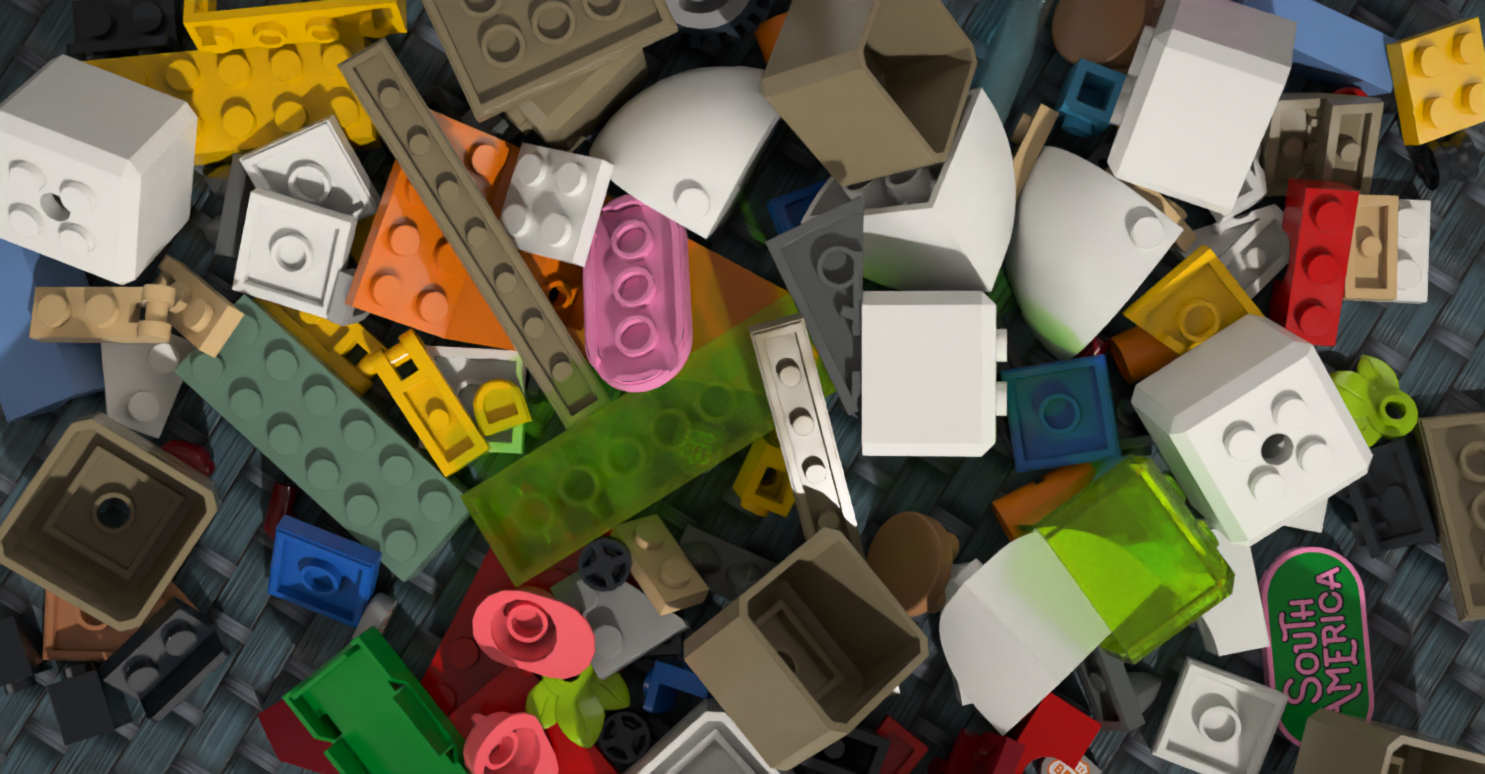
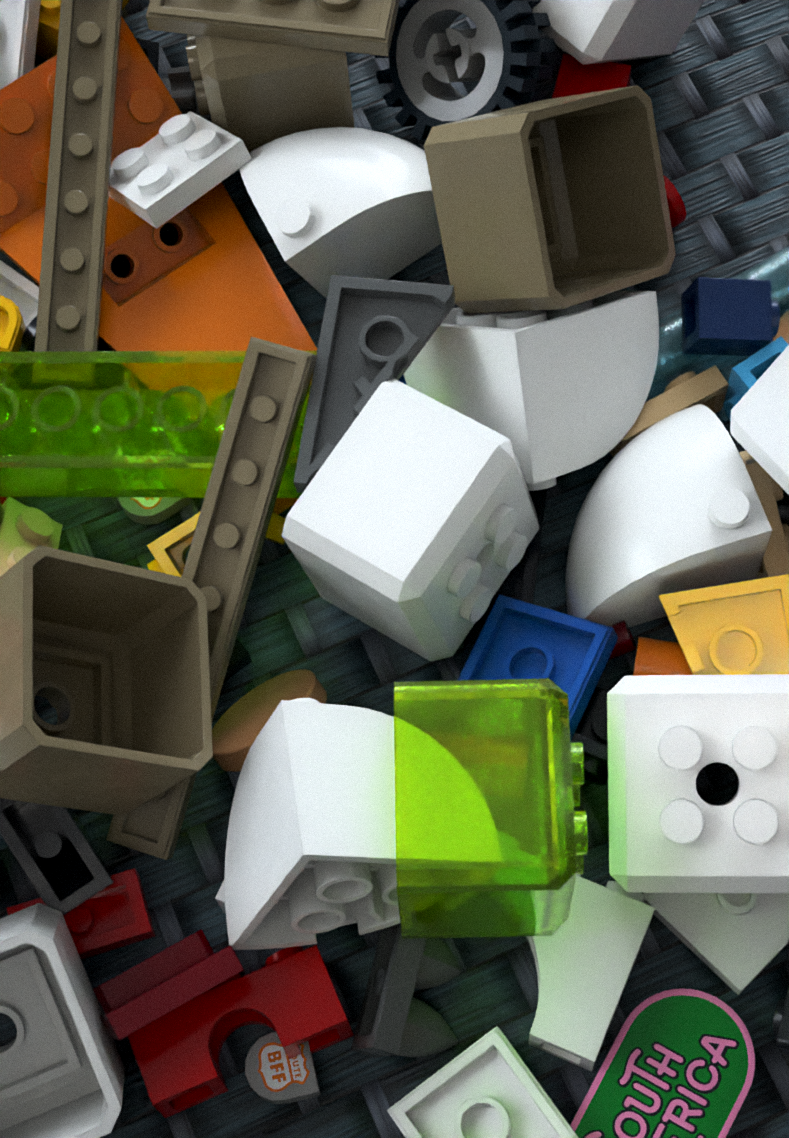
camera: 40 degrees right, 20 degrees down
(637, 297) = (185, 284): bright pink tile -> none
(1032, 64) = (728, 316): none -> dark blue brick

